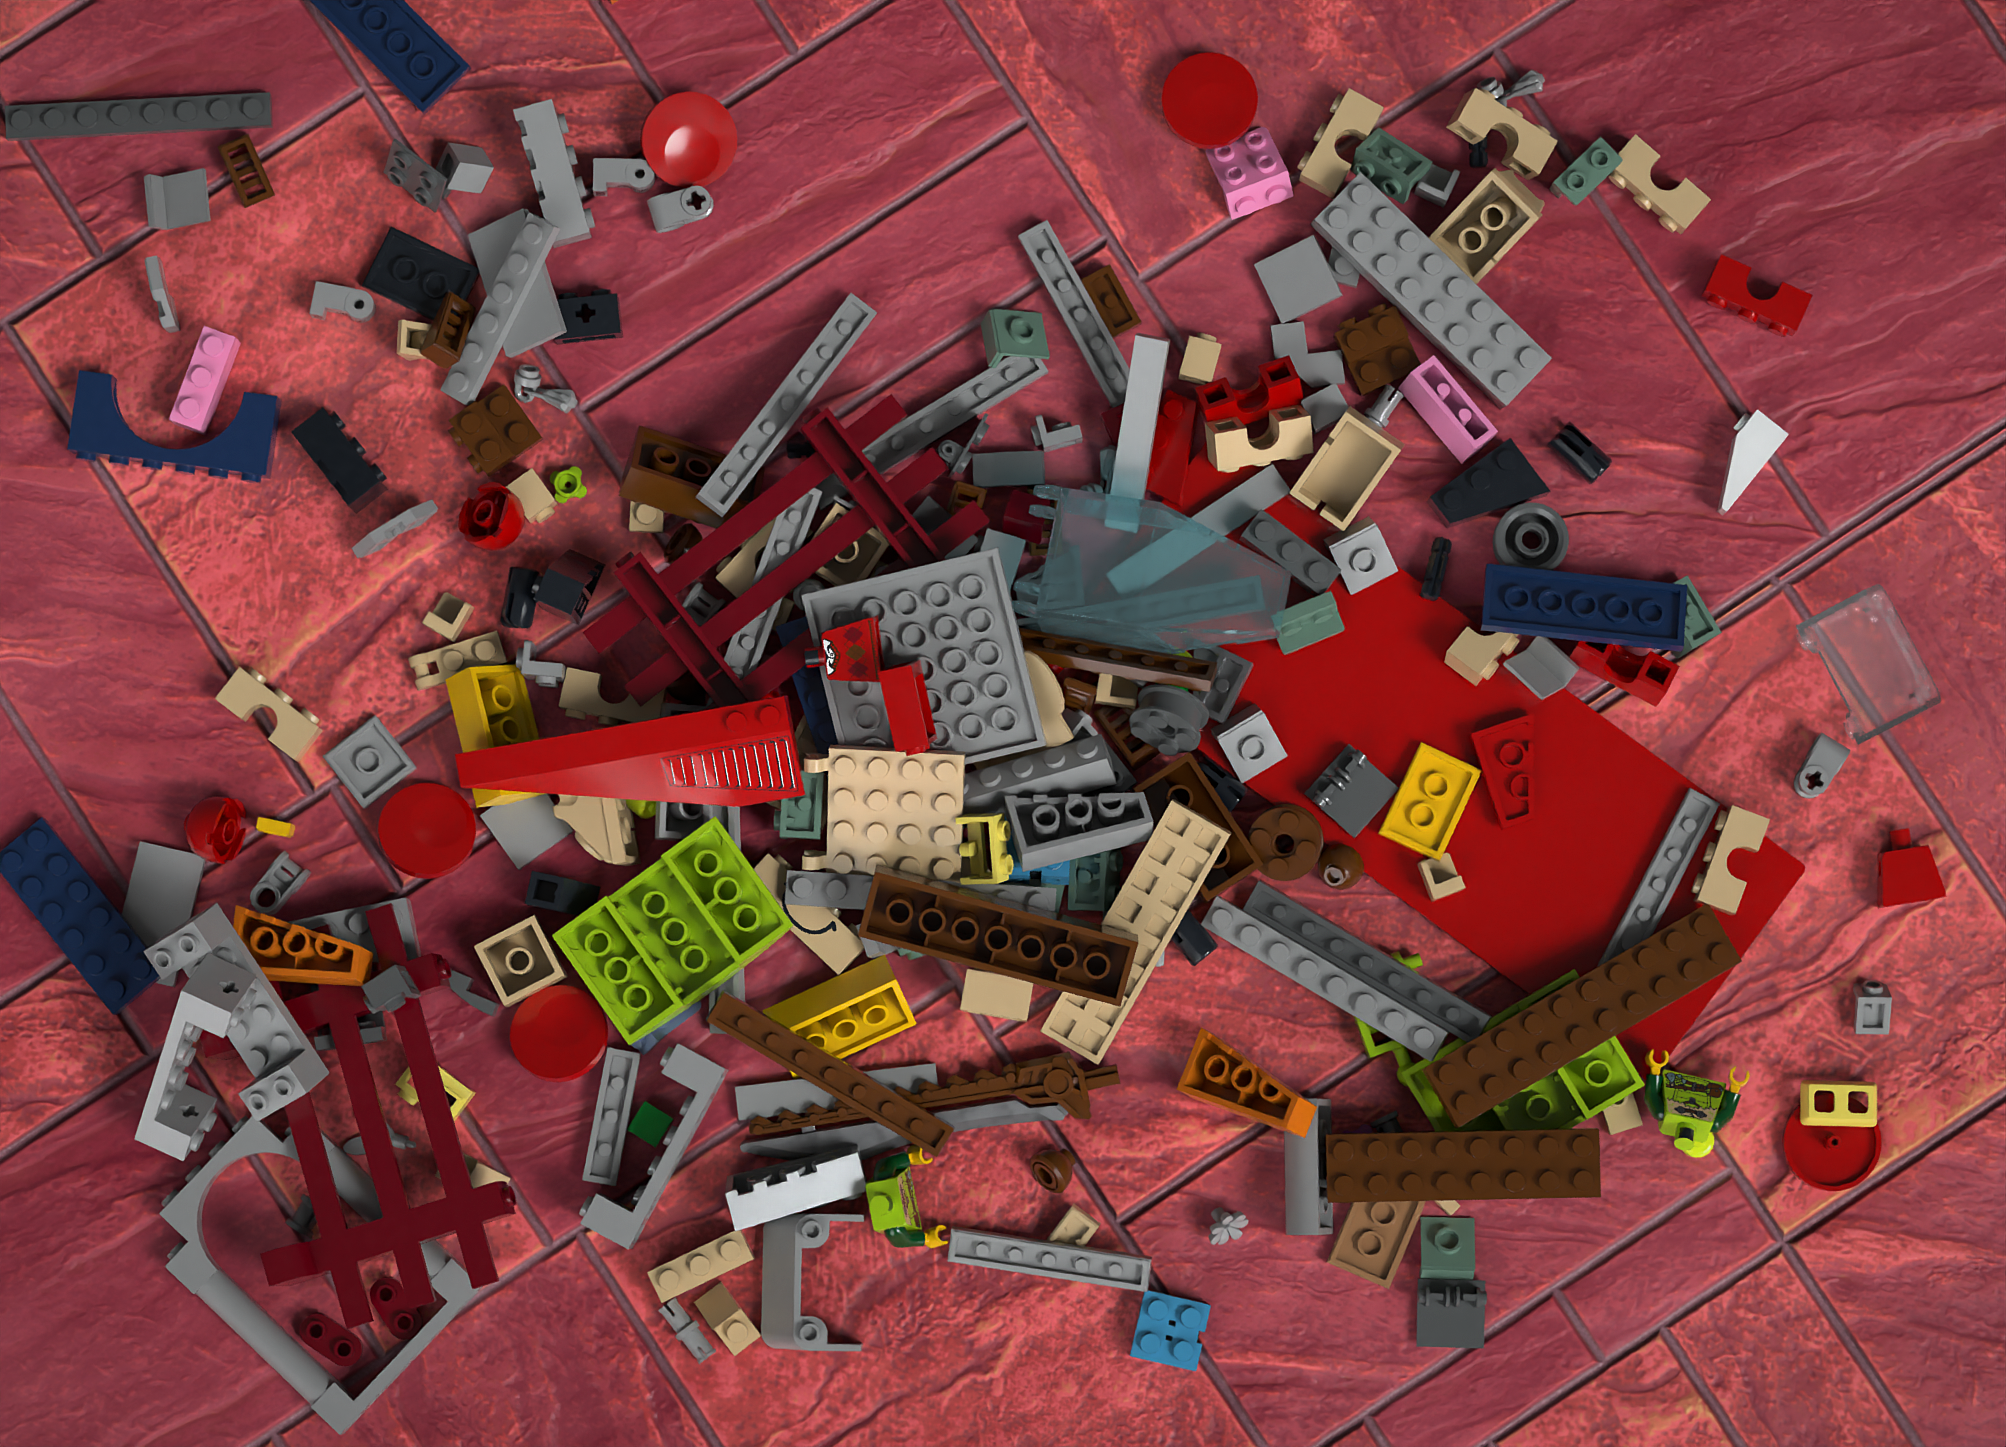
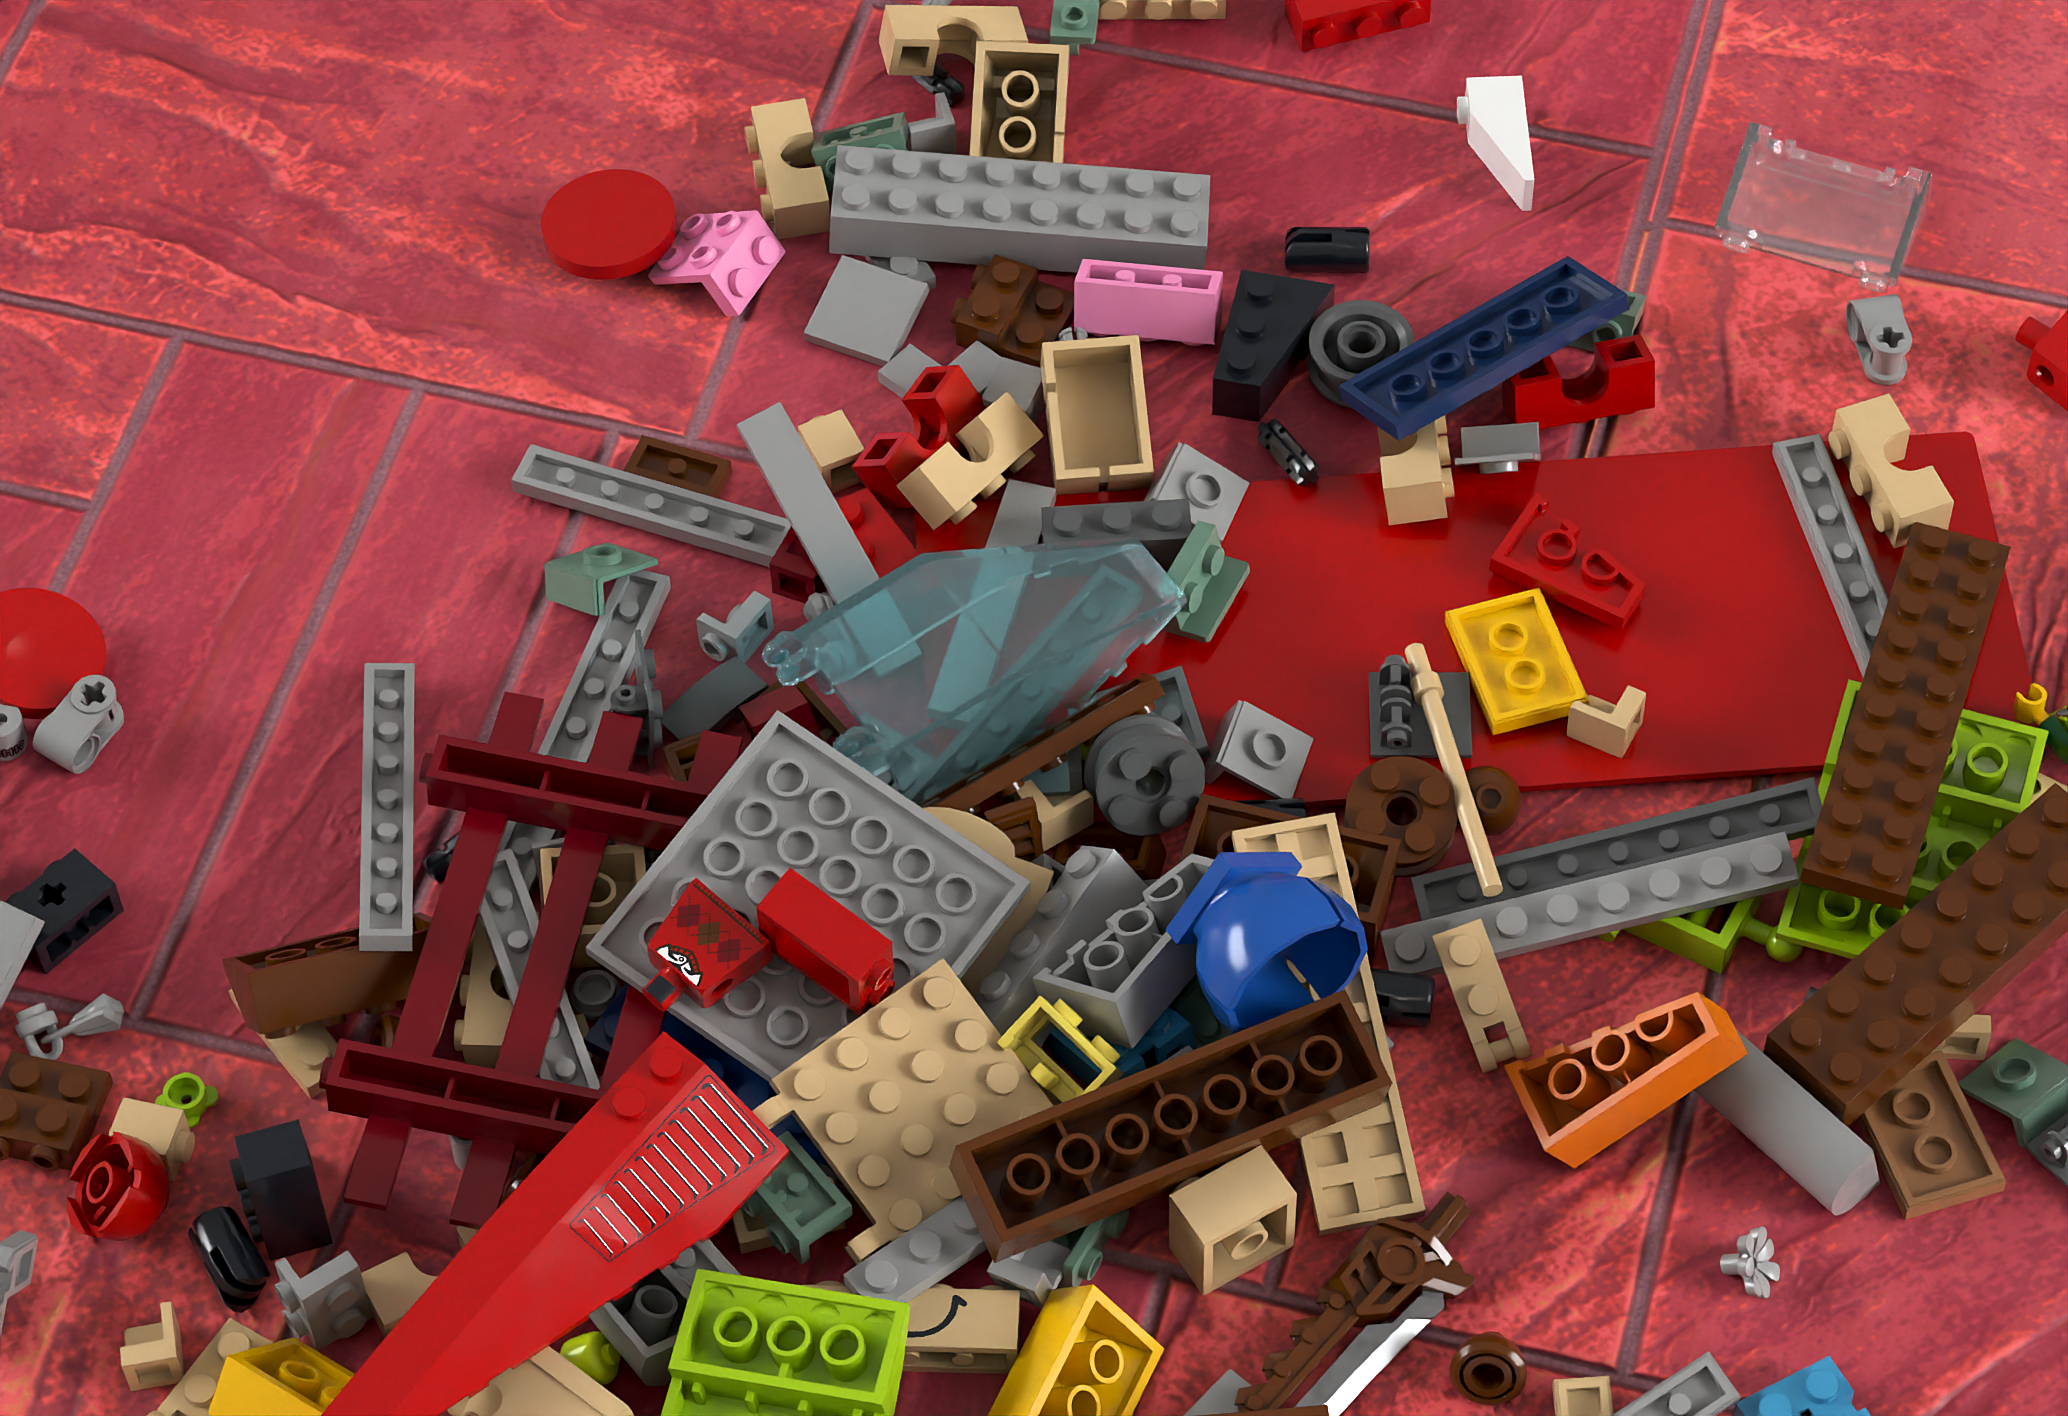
camera: 40 degrees left, 30 degrees down
(1121, 884) = (1252, 919): none -> blue plate
(1230, 975) = (1481, 993): none -> tan plate
(1363, 784) = (1428, 693): none -> tan bar

